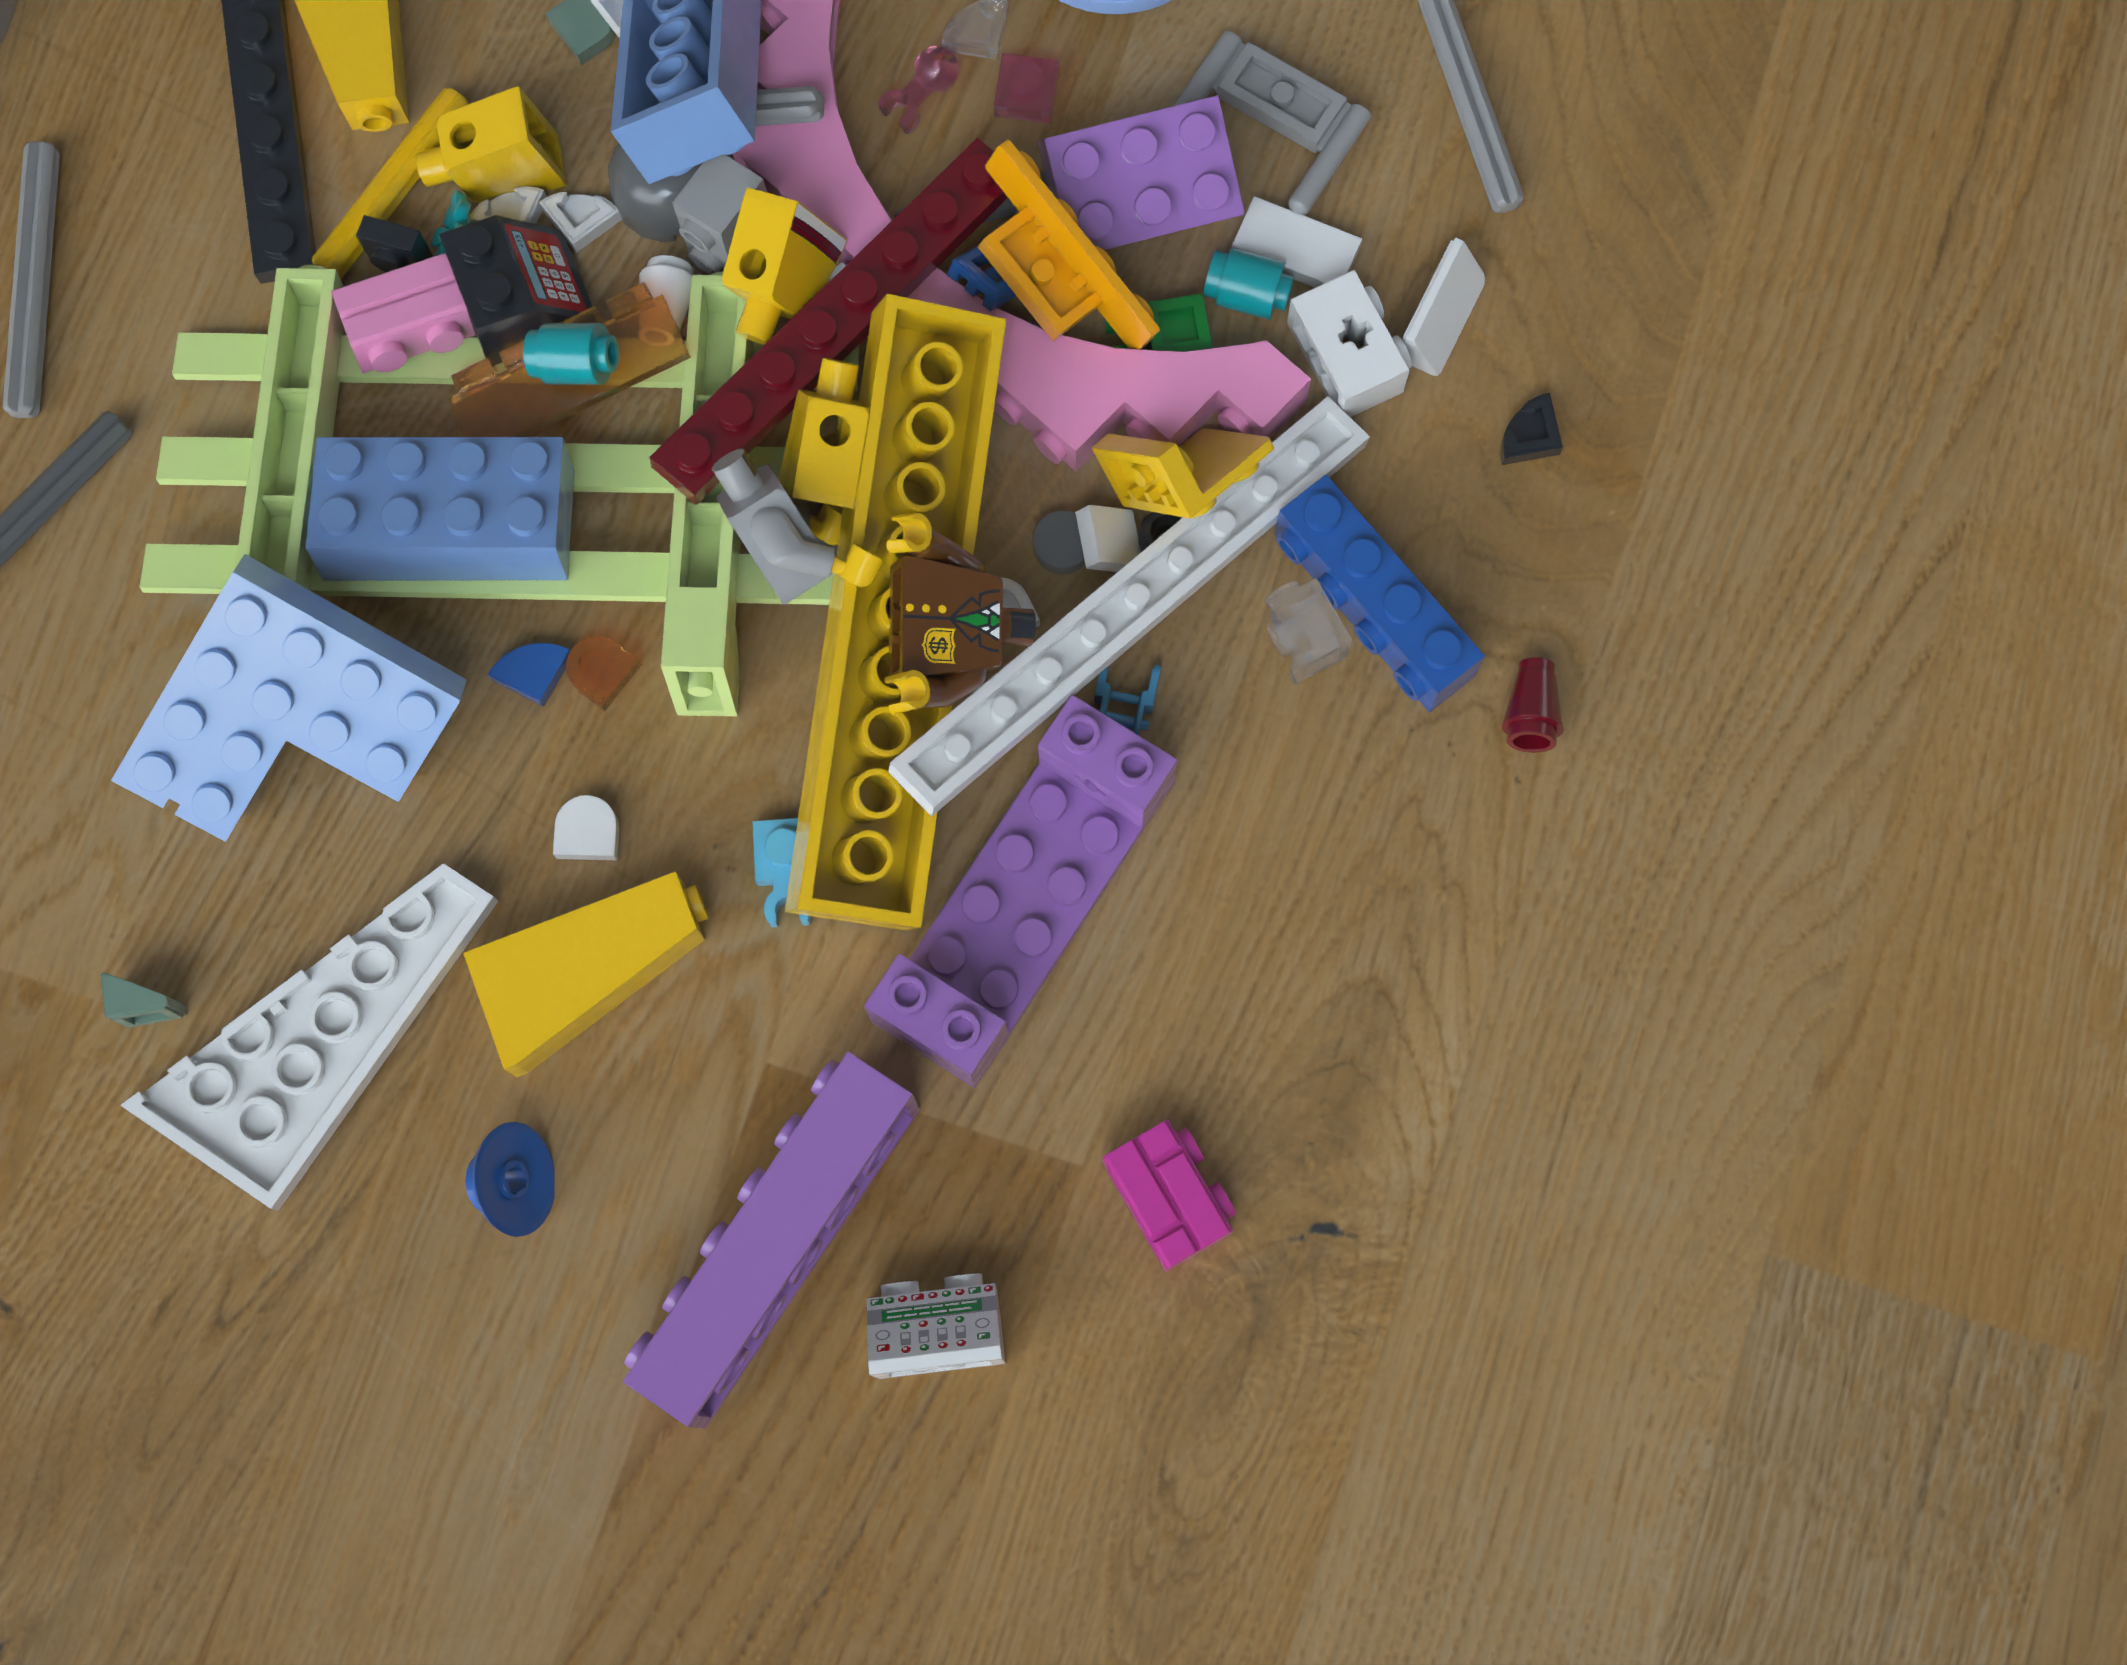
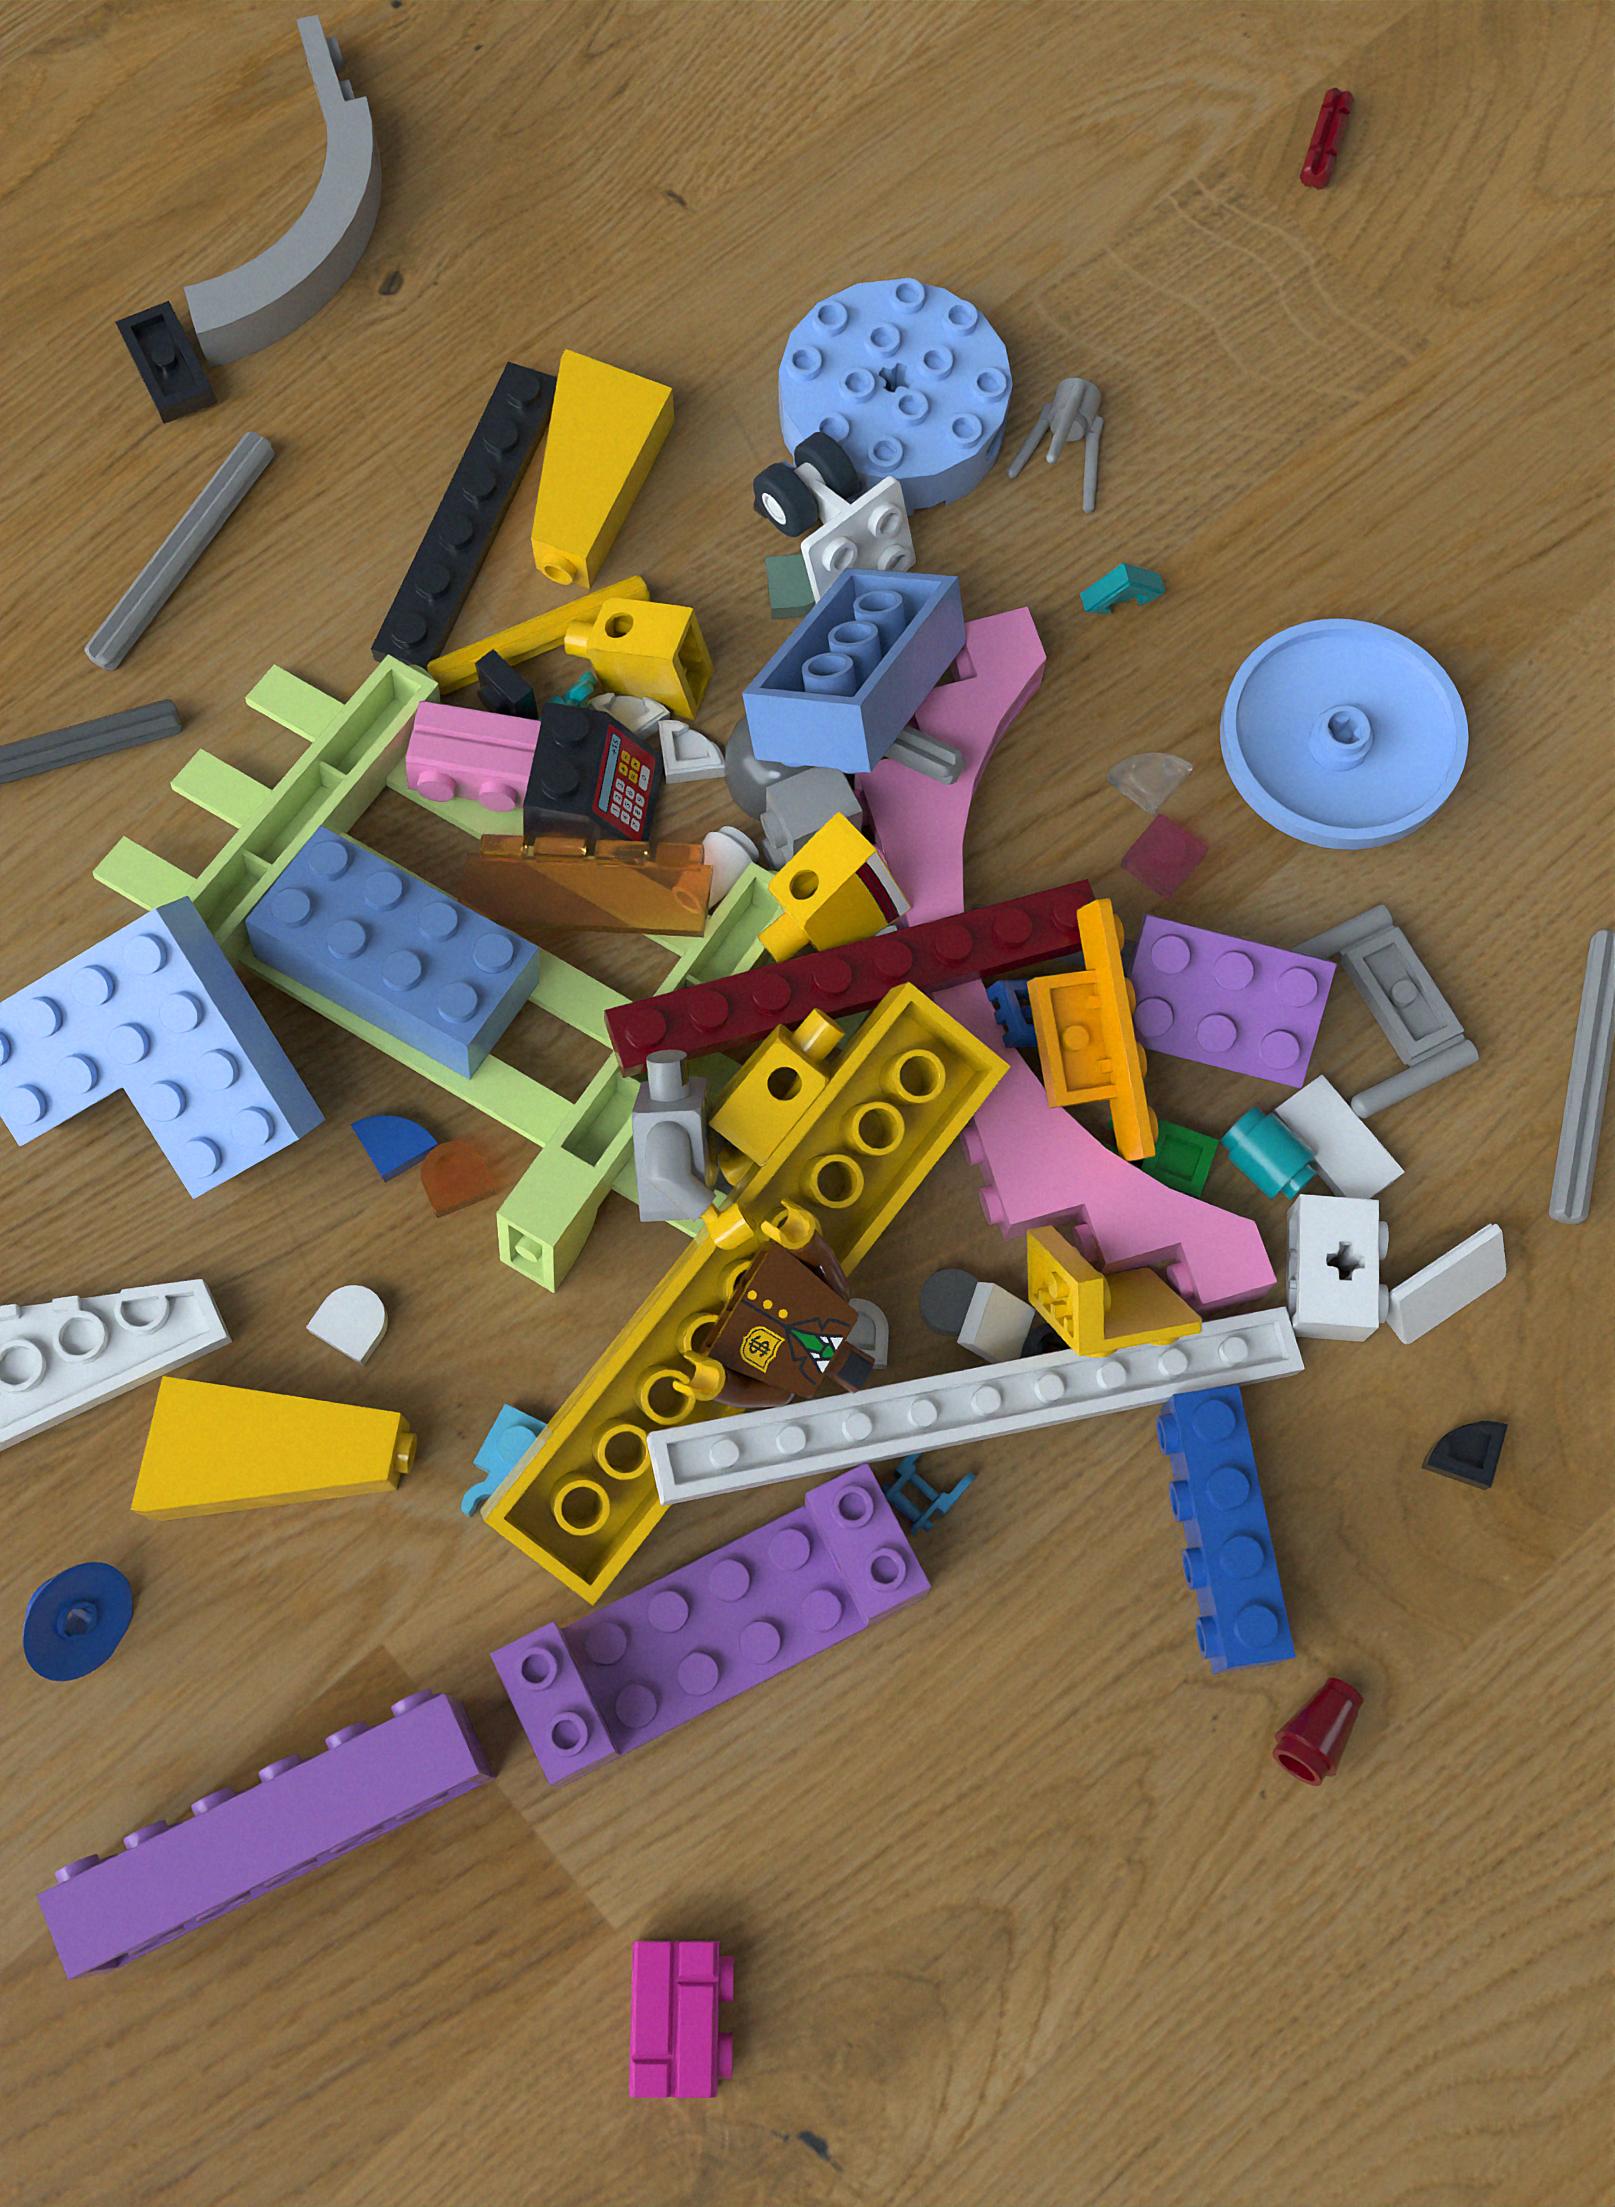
camera: 25 degrees right, 5 degrees down
(571, 353) = (594, 874): teal brick -> none
(930, 76) = (1079, 799): clear pink arm -> none
(934, 1329) = (370, 2018): white slope -> none
(1306, 628) = (1137, 1522): clear brick -> none

